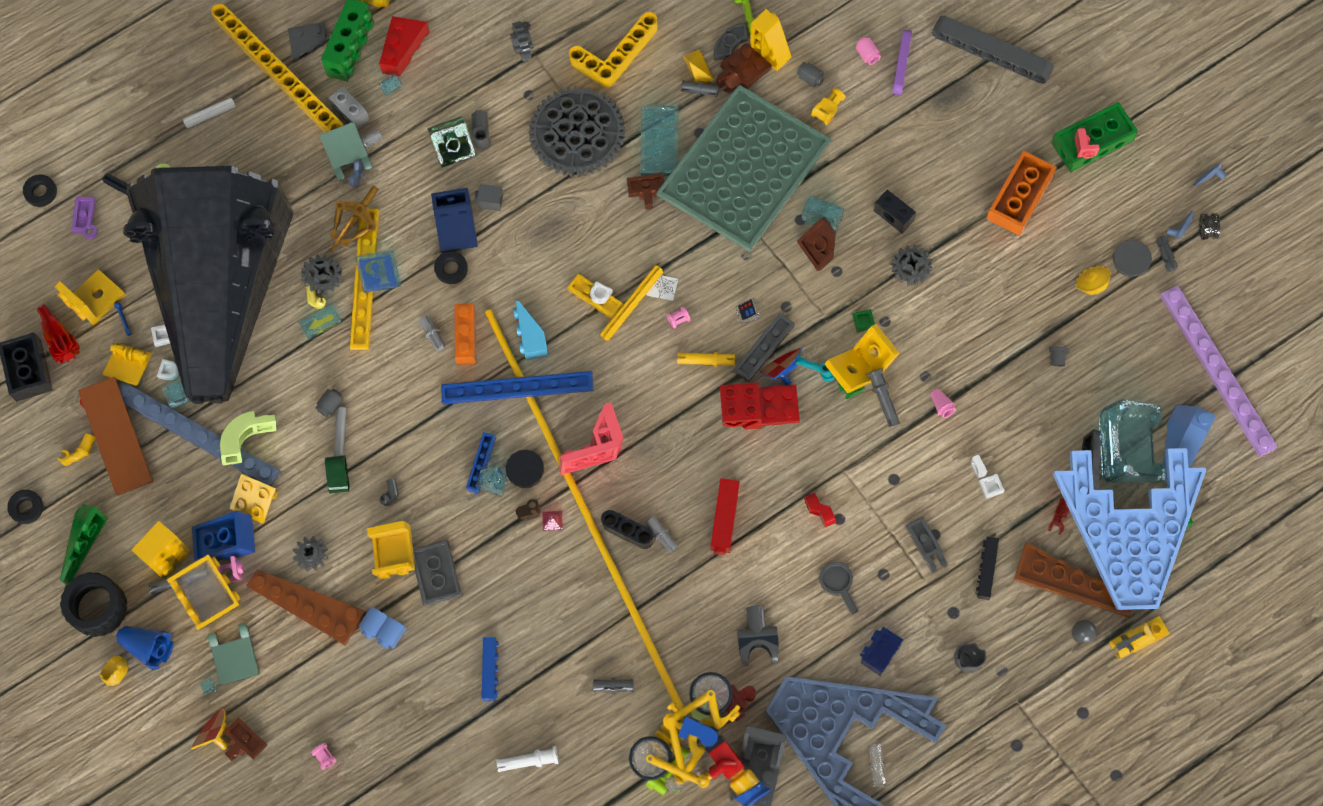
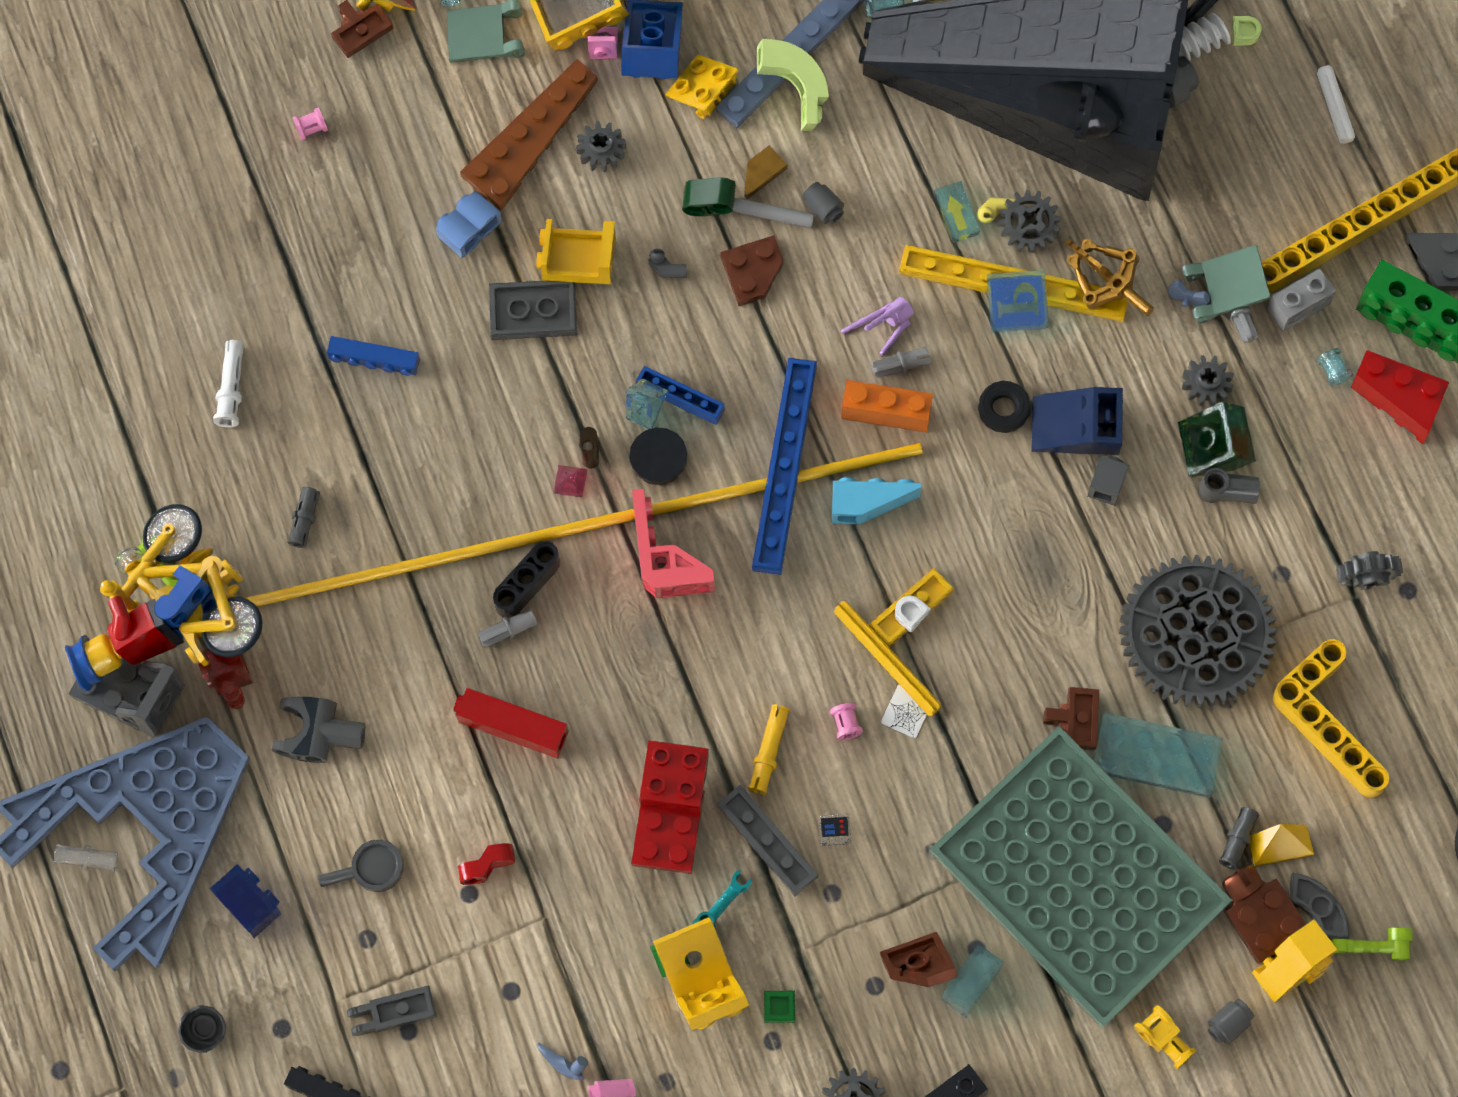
camera: 100 degrees right, 0 degrees up
(309, 447) = (762, 170): none -> pearl gold tile
(382, 439) = (752, 268): none -> copper plate
(400, 342) = (894, 313): none -> lavender plant
(420, 153) = (1199, 388): none -> dark grey gear
(782, 366) = (727, 856): shield -> none
(880, 387) = (651, 997): dark grey pin -> none
(933, 434) = (562, 1065): none -> sand blue bar

